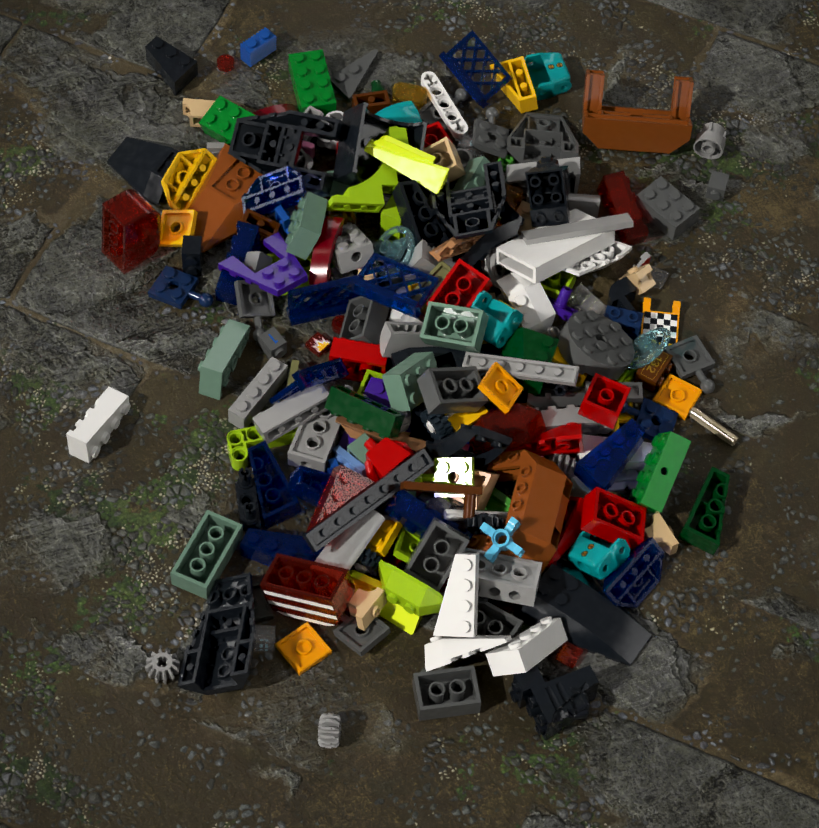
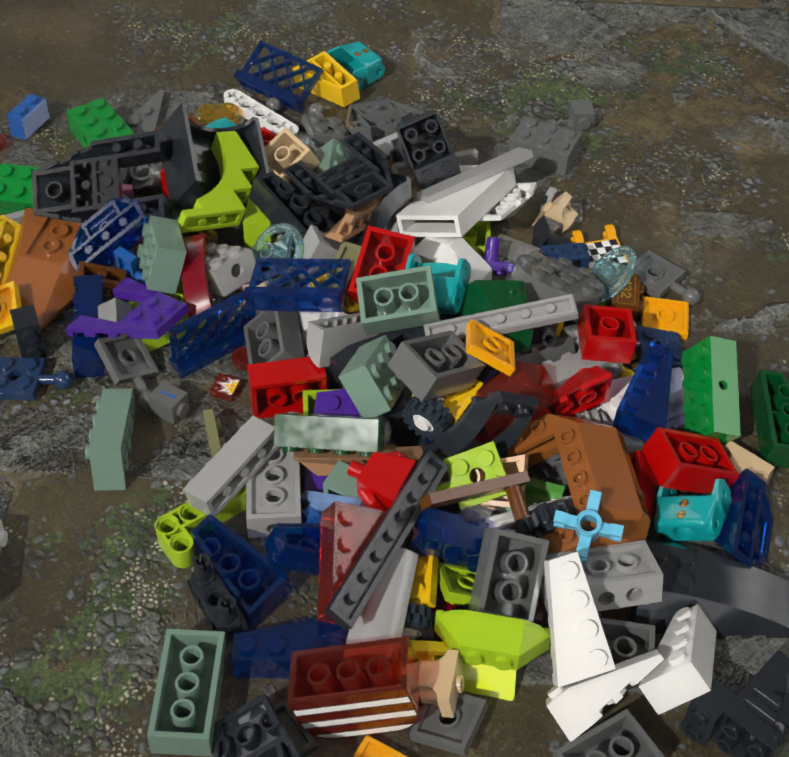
camera: 20 degrees left, 10 degrees down
(258, 393) = (174, 464): light grey brick -> none
(313, 377) = (240, 415): clear blue fence -> none
(409, 161) = (256, 156): neon yellow wedge -> none
(569, 654) = (727, 651): clear red tile -> none
(621, 200) = (491, 143): clear red wedge -> none
(636, 127) = (473, 86): dark orange wedge -> none
(710, 141) = (552, 79): light grey piece -> none
(713, 426) = (706, 330): dark tan axle -> none

